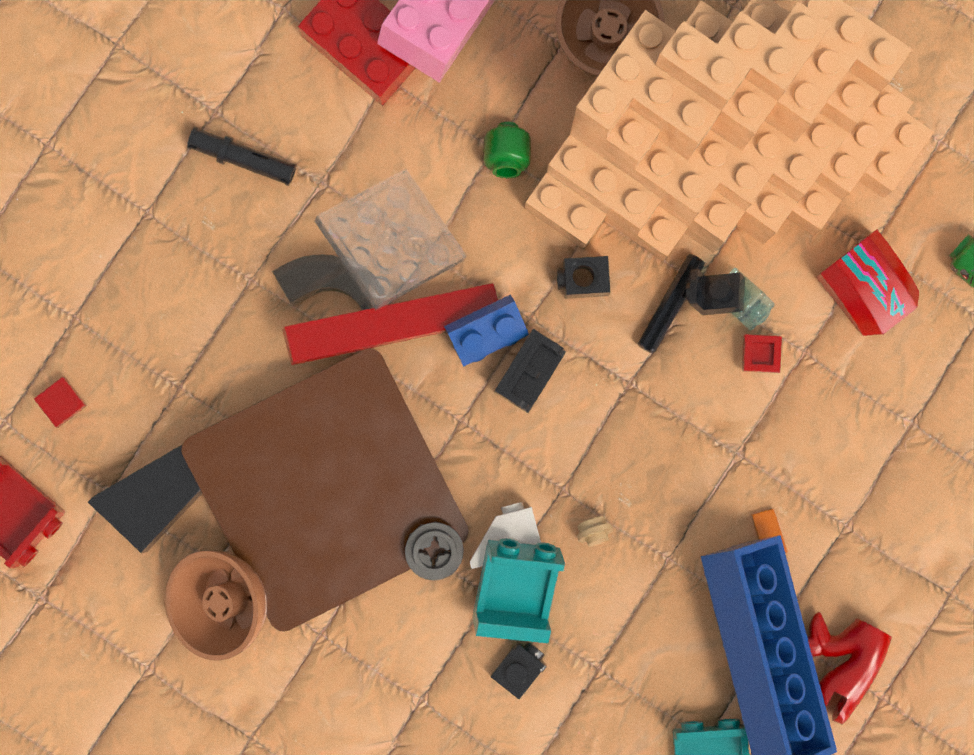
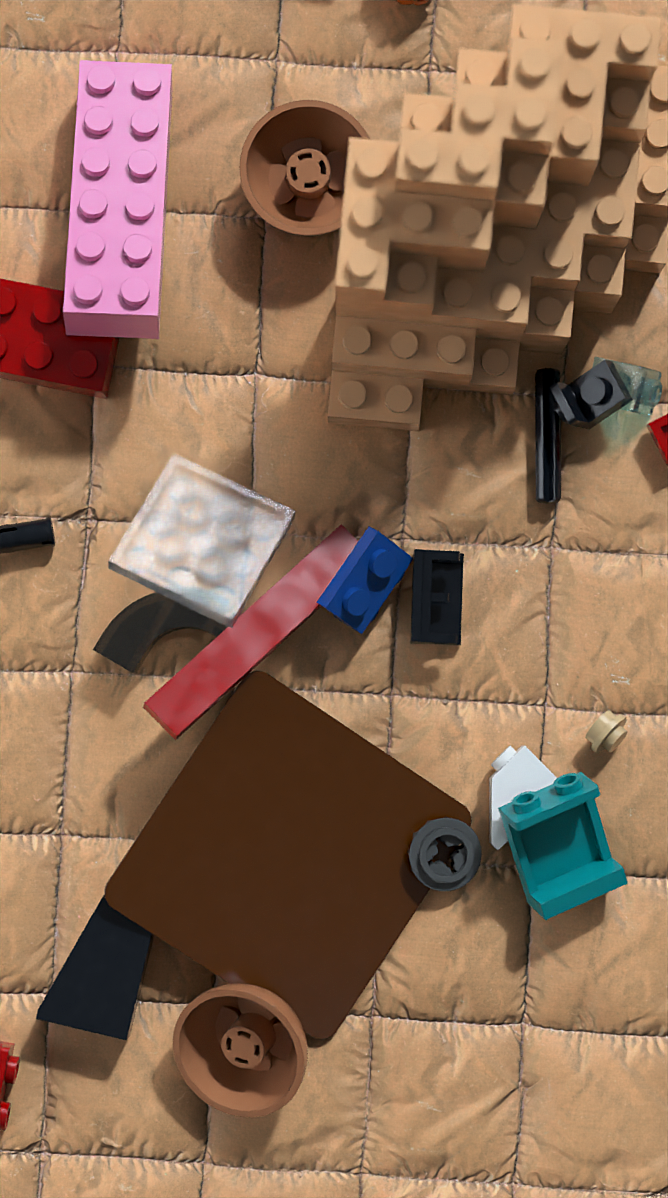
camera: 25 degrees left, 0 degrees up
(507, 150) = (273, 370): green head -> none
(519, 668) = (611, 929): black bracket -> none
(596, 266) = (444, 441): black brick -> none

